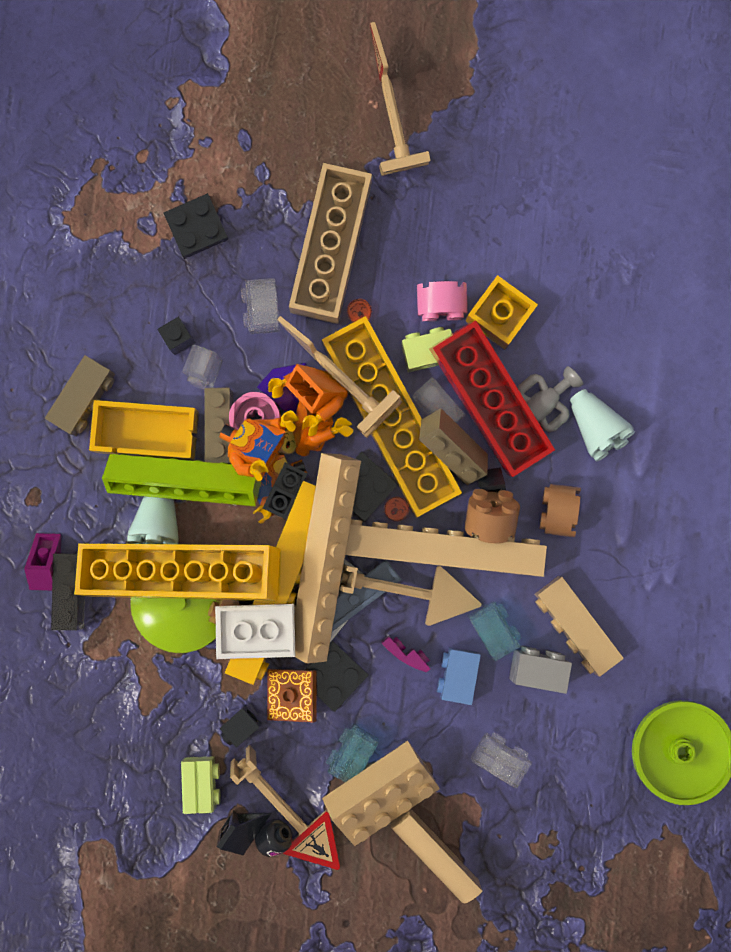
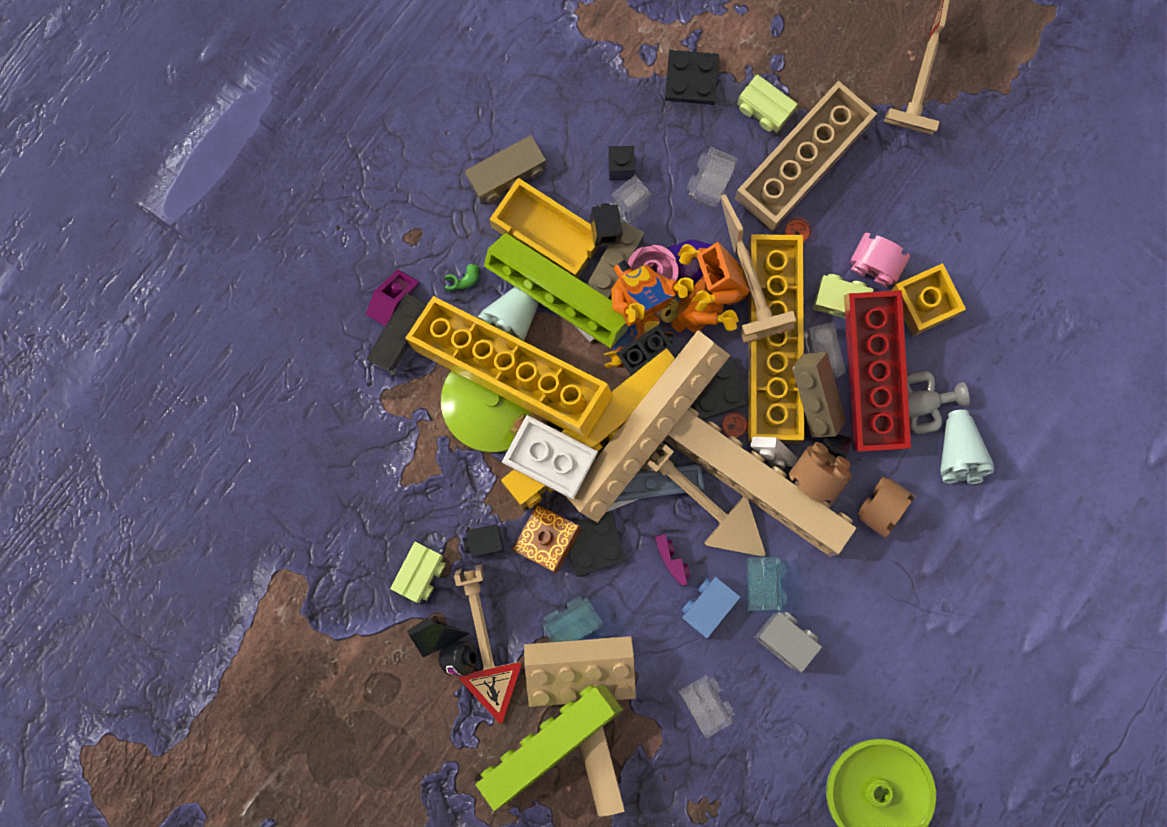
camera: 30 degrees right, 5 degrees down
(102, 510) = (470, 278): none -> bright green arm
(192, 401) = (606, 224): none -> black brick
(272, 216) = (766, 104): none -> yellowish green brick
(390, 872) = (549, 746): none -> lime brick
(442, 516) = (774, 452): none -> white plate
(579, 627) = (844, 623): tan brick -> none

